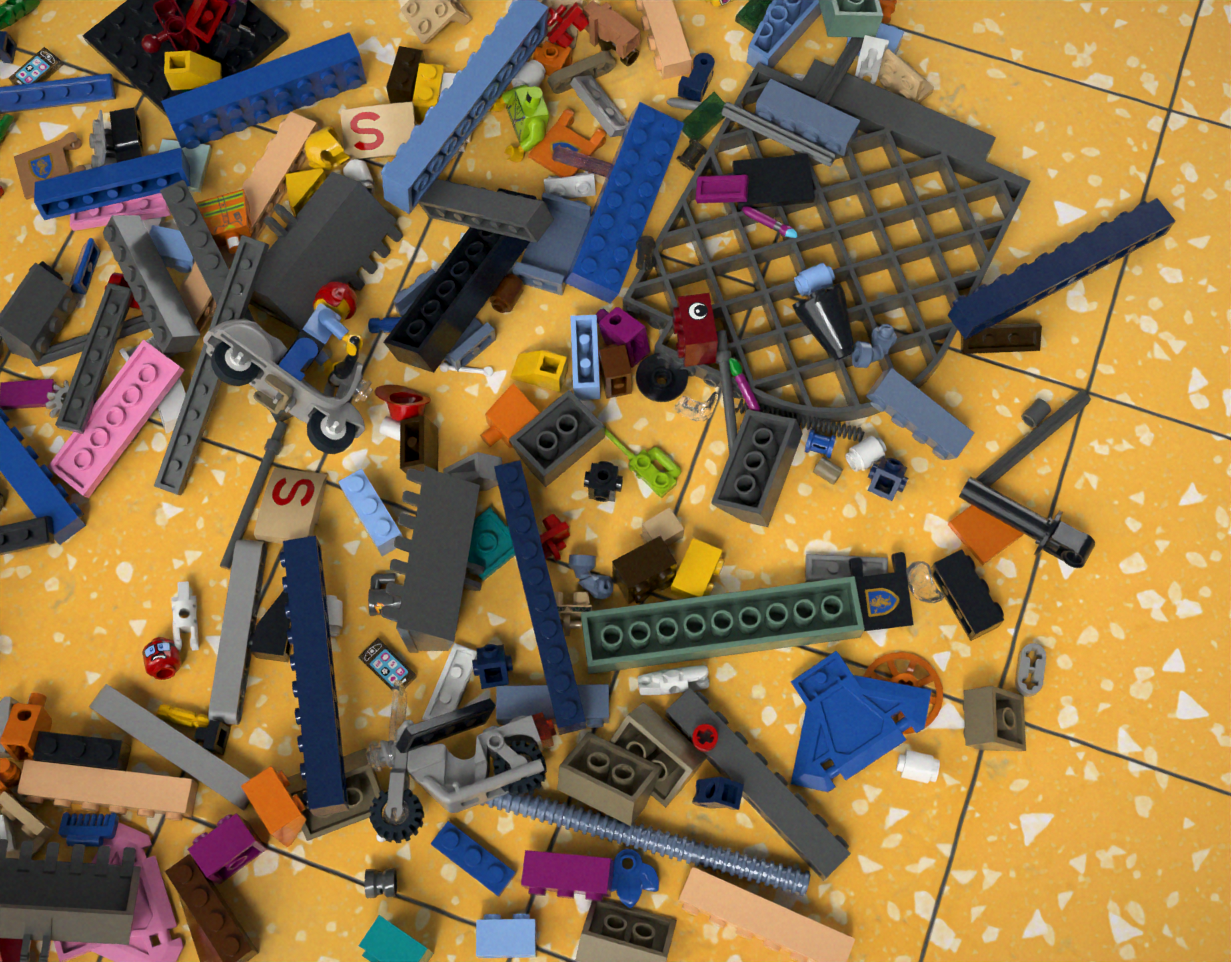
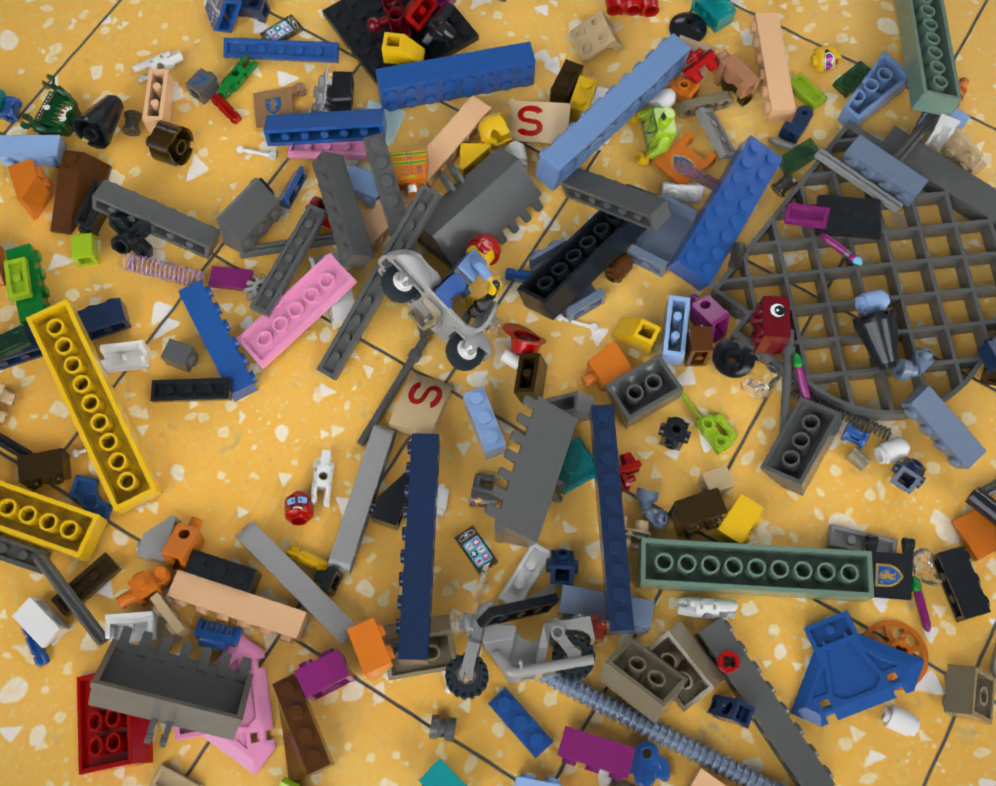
camera: 10 degrees right, 0 degrees up
(51, 230) = (272, 155): none -> white hinge
(705, 34) = (807, 92): none -> lime tile
(926, 630) = (921, 605): none -> magenta piece

